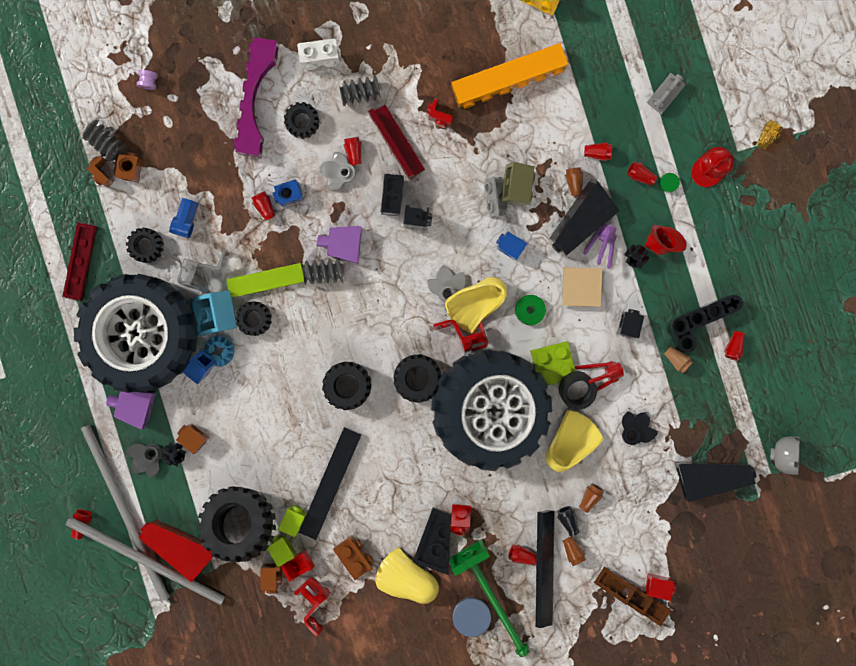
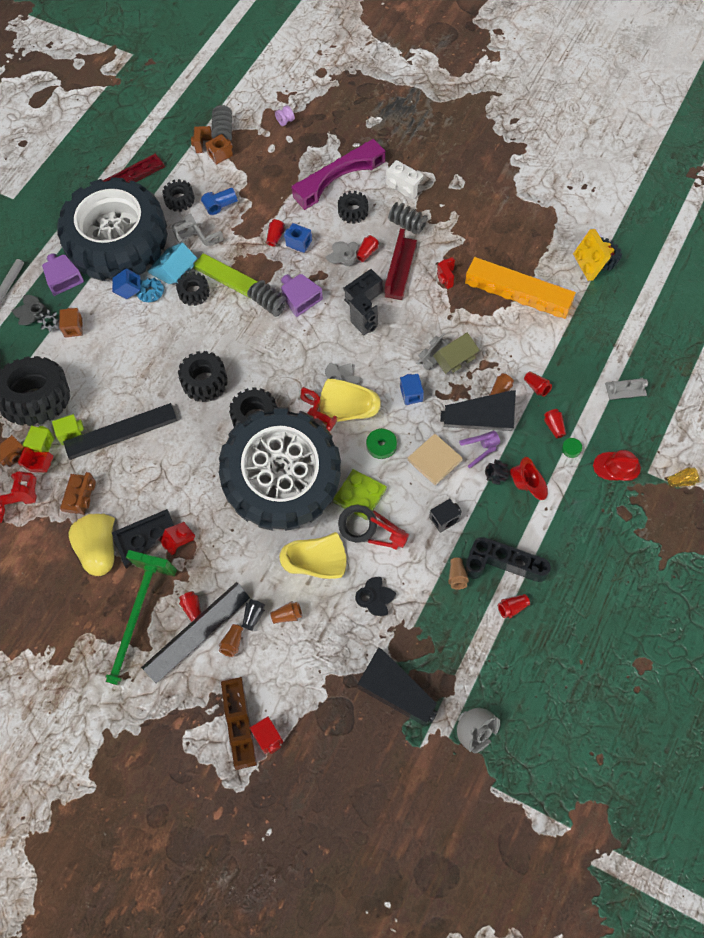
camera: 55 degrees right, 25 degrees down
(471, 616) = (106, 615): sand blue tile -> none

